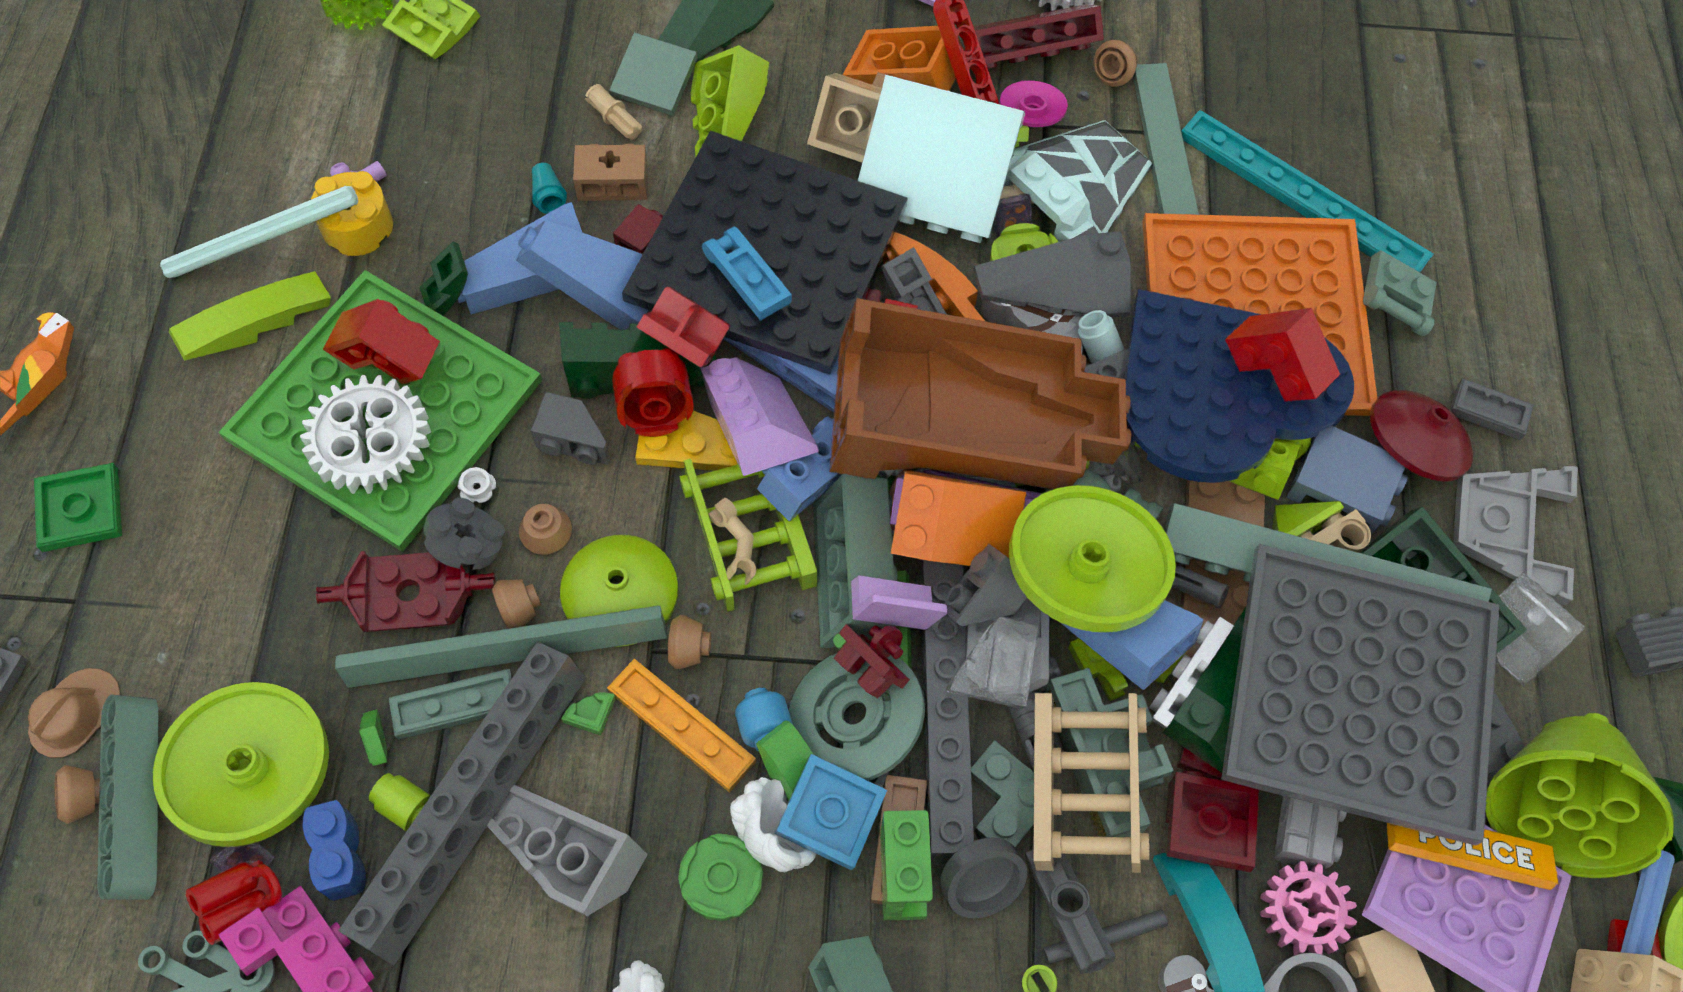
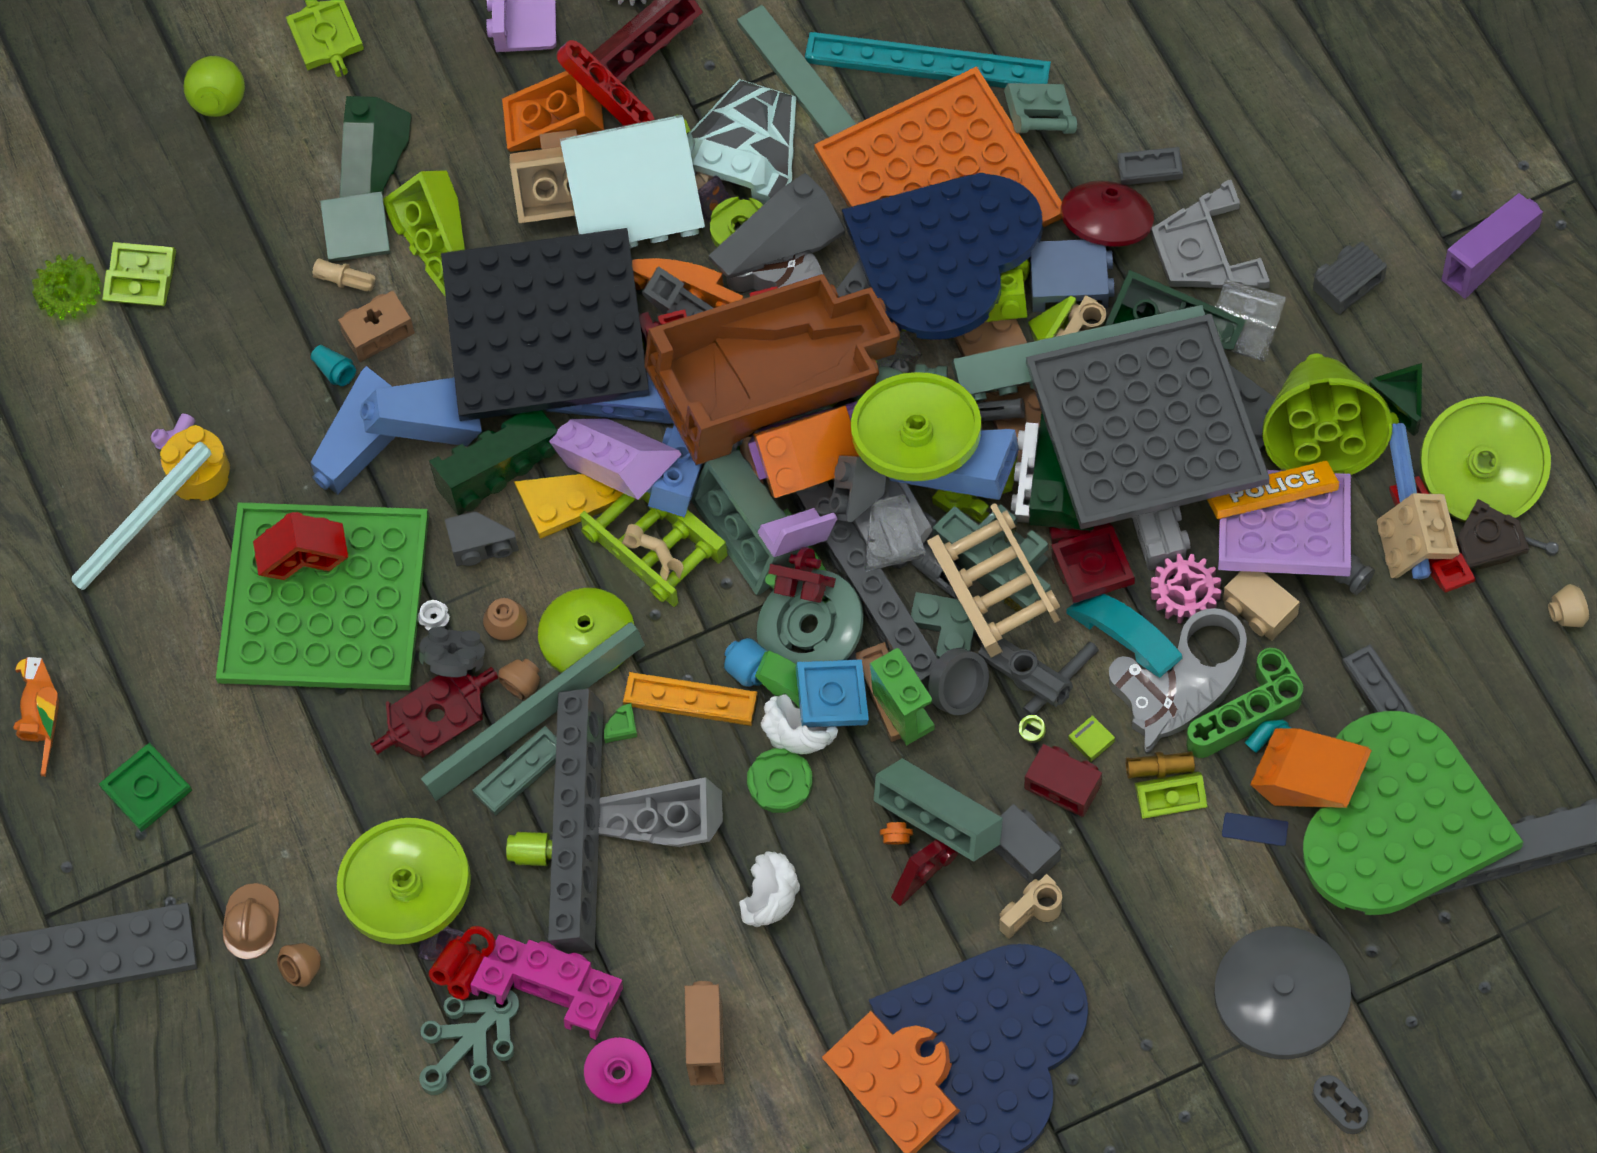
camera: 20 degrees left, 0 degrees up
(127, 799) = (339, 944): sand green beam -> none
(244, 316) = (173, 581): lime slope -> none
(330, 437) = (358, 602): white gear -> none
(334, 840) = (504, 900): blue brick -> none
(373, 737) = (476, 813): bright green tile -> none
(447, 281) = (312, 476): dark green slope -> none
(637, 229) = (433, 360): dark red brick -> none
(652, 392) = (527, 476): red brick -> none
(685, 327) = (523, 415): red panel -> none
(687, 642) = (661, 640): medium nougat cone -> none
(747, 273) = (546, 350): dark azure plate -> none
(1040, 102) = (676, 95): dark pink dish -> none
(1099, 335) = (832, 261): light aqua brick -> none
(1115, 63) = (722, 26): medium nougat cone -> none
(1288, 346) = (975, 202): red brick -> none

